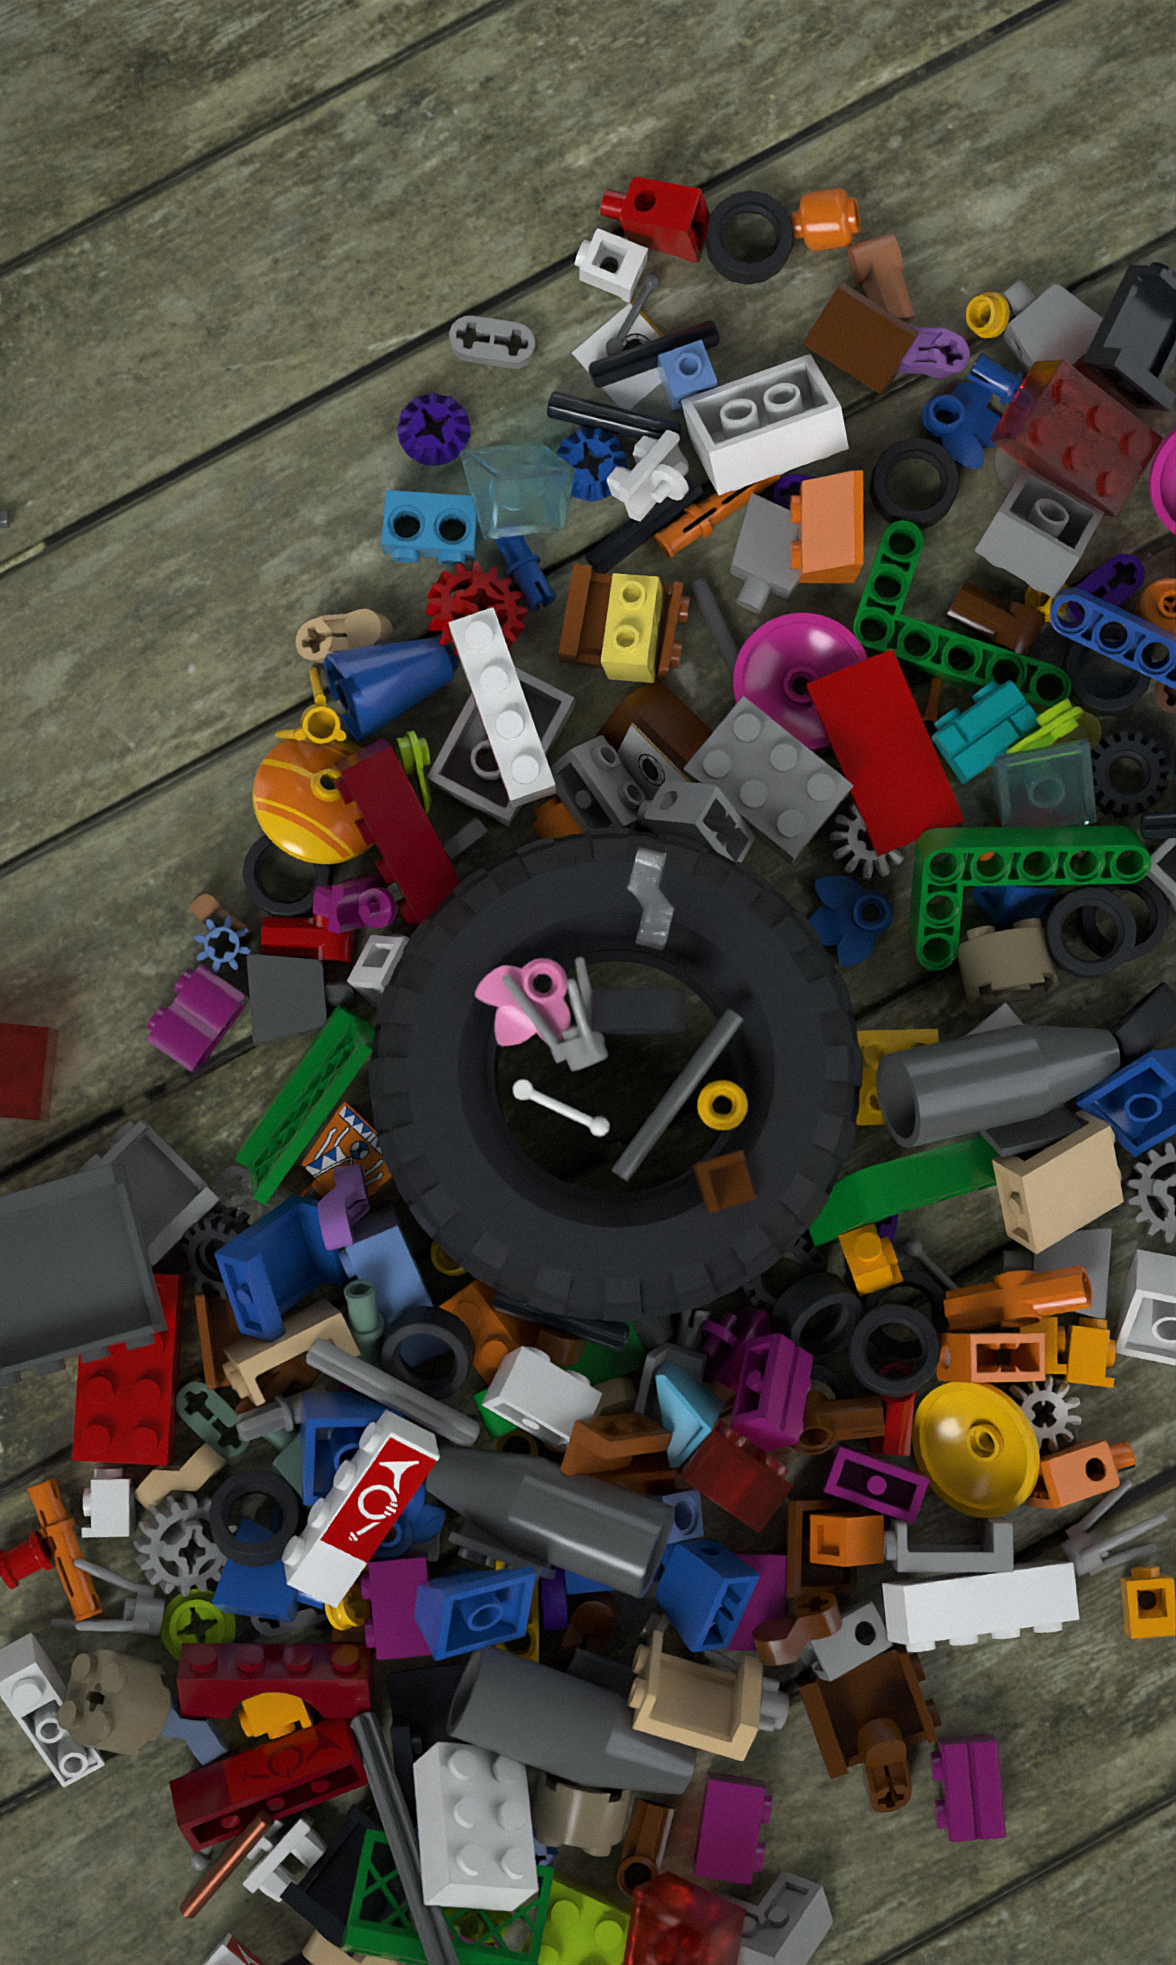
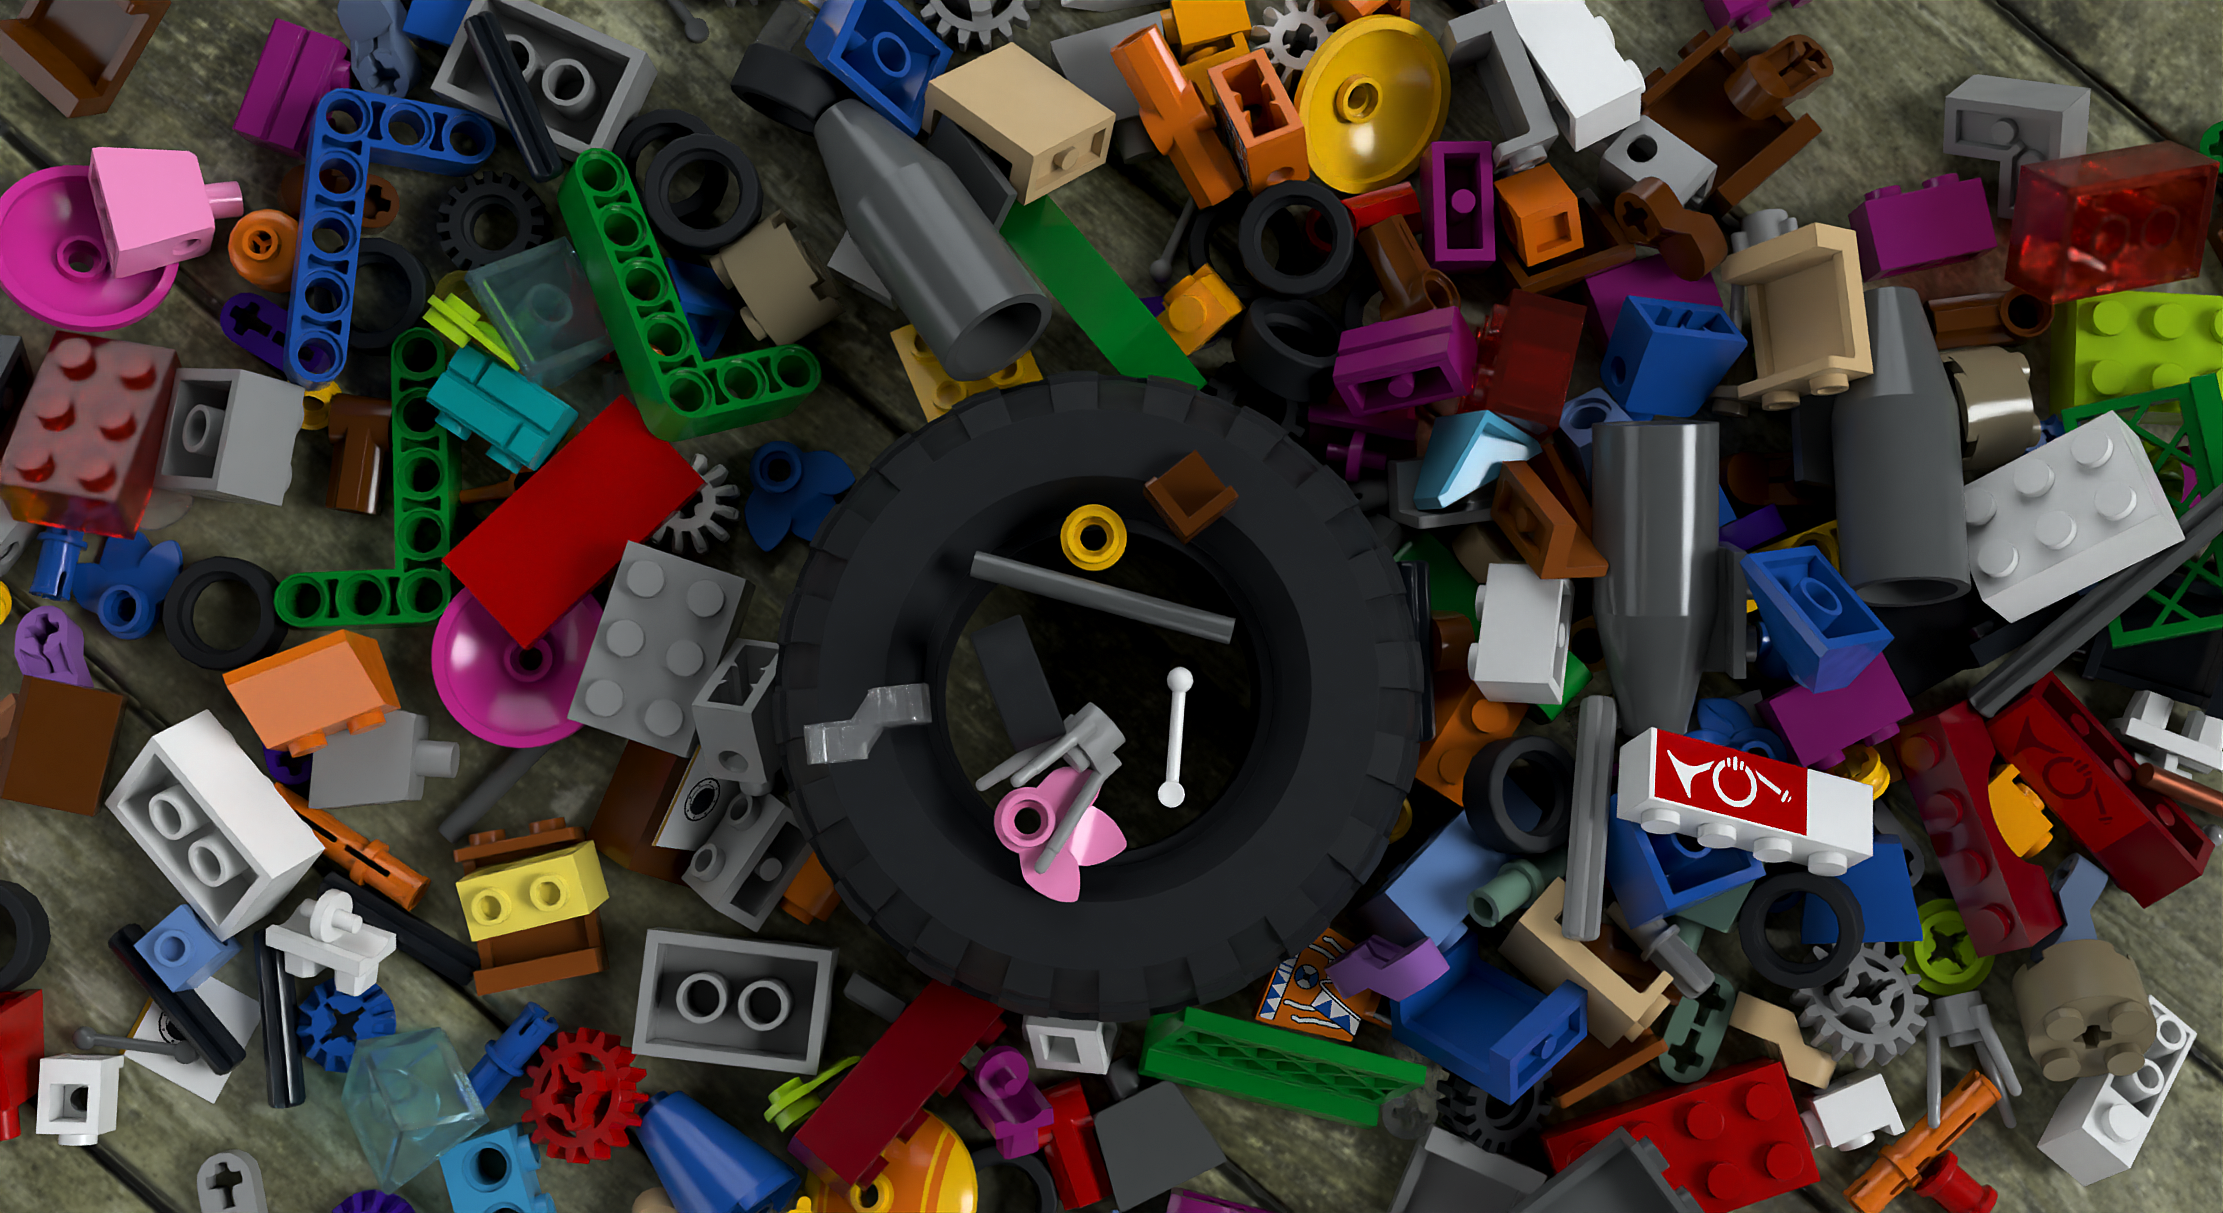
camera: 115 degrees left, 0 degrees up
(502, 707) = (691, 1014): white brick -> none

